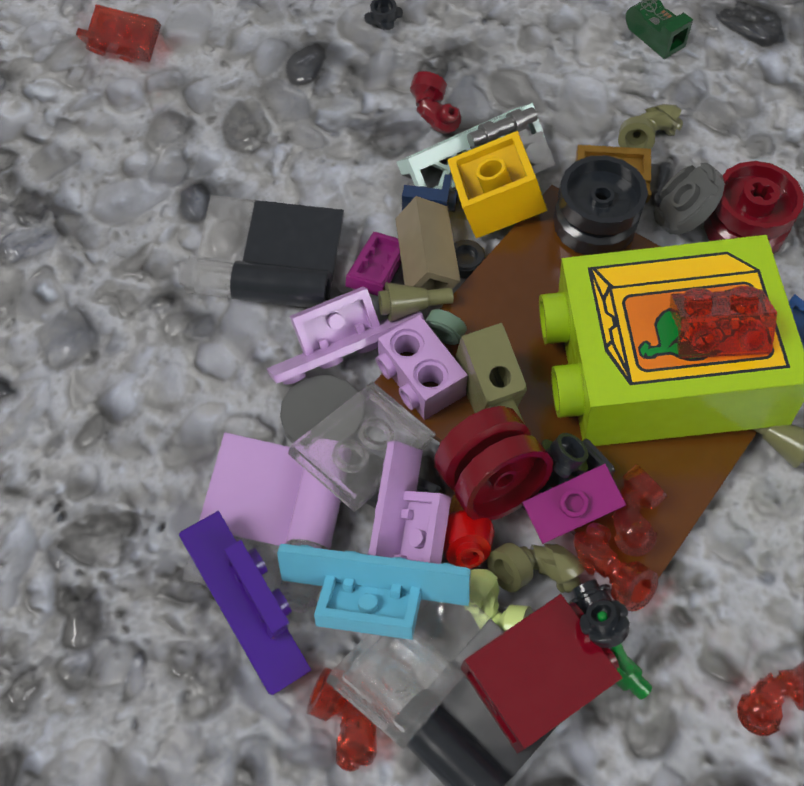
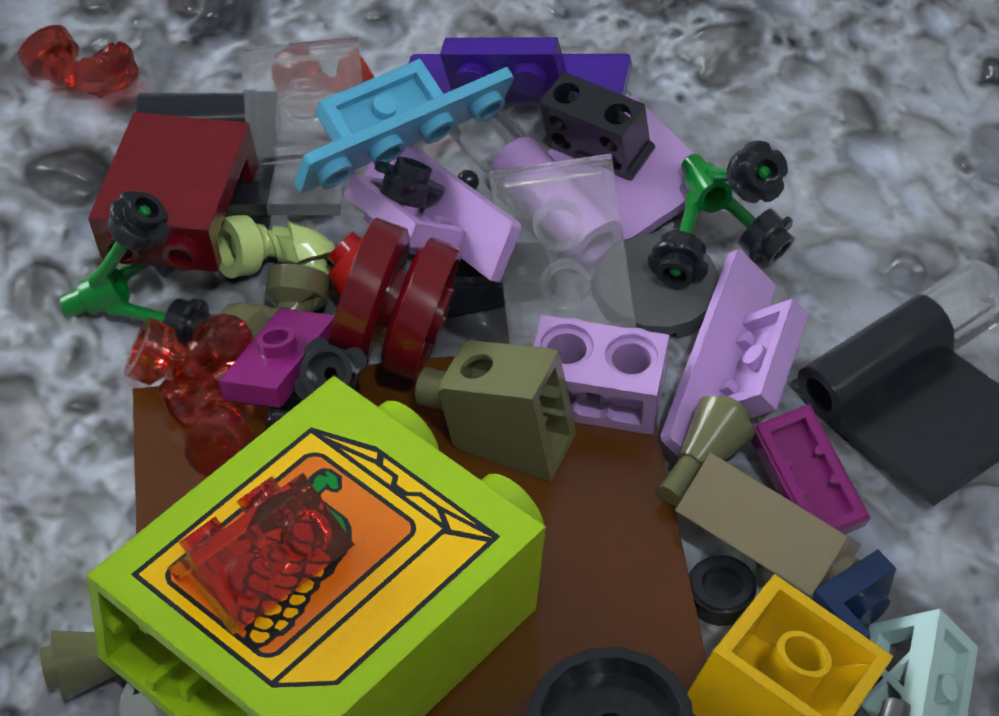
camera: 135 degrees right, 10 degrees down
(246, 386) = (753, 175): none -> black plant
(253, 506) = (596, 124): none -> black piece
(405, 541) = (408, 182): none -> black plate
(446, 326) = (625, 440): sand green tile -> none

